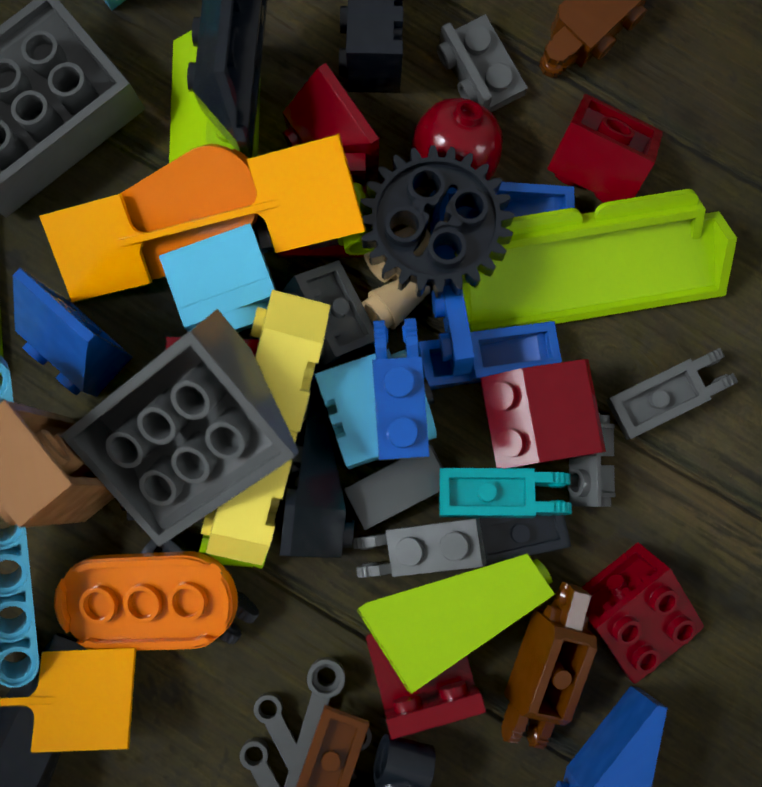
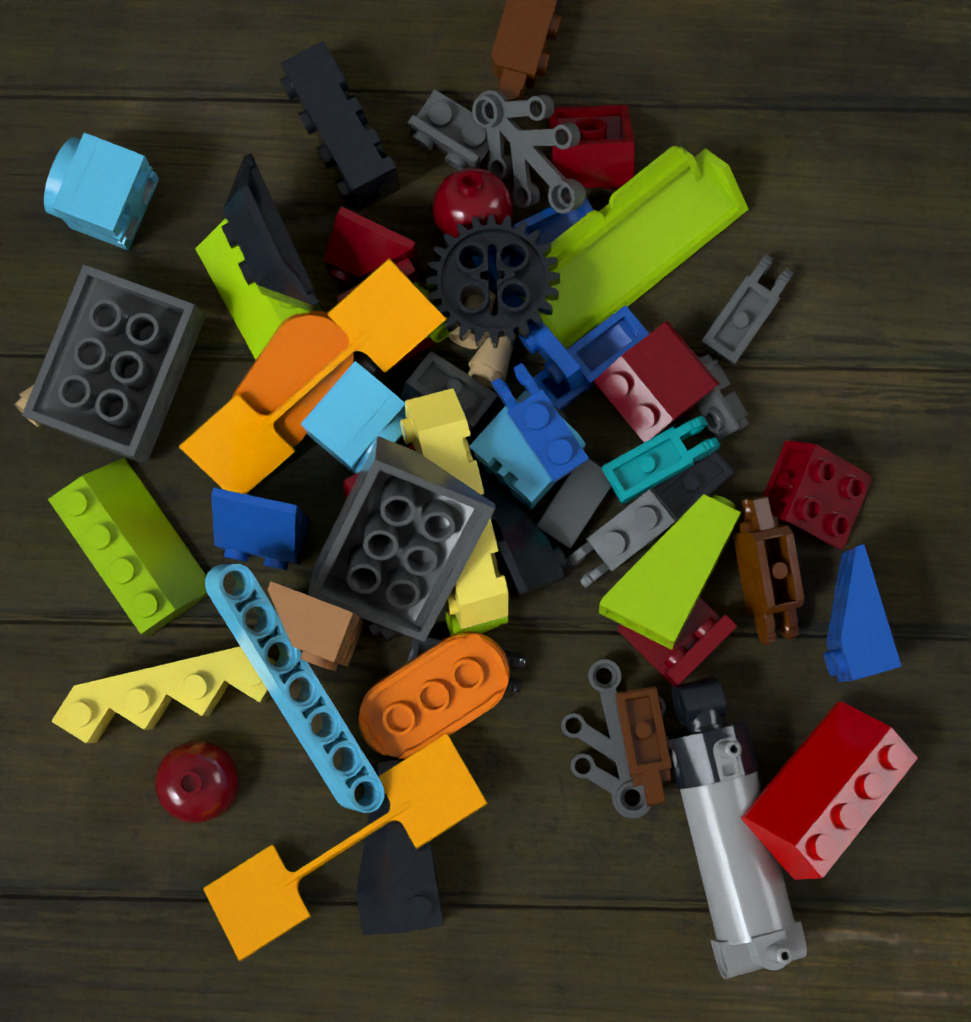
camera: 20 degrees left, 0 degrees up
(529, 62) = (525, 149): none -> dark grey plant

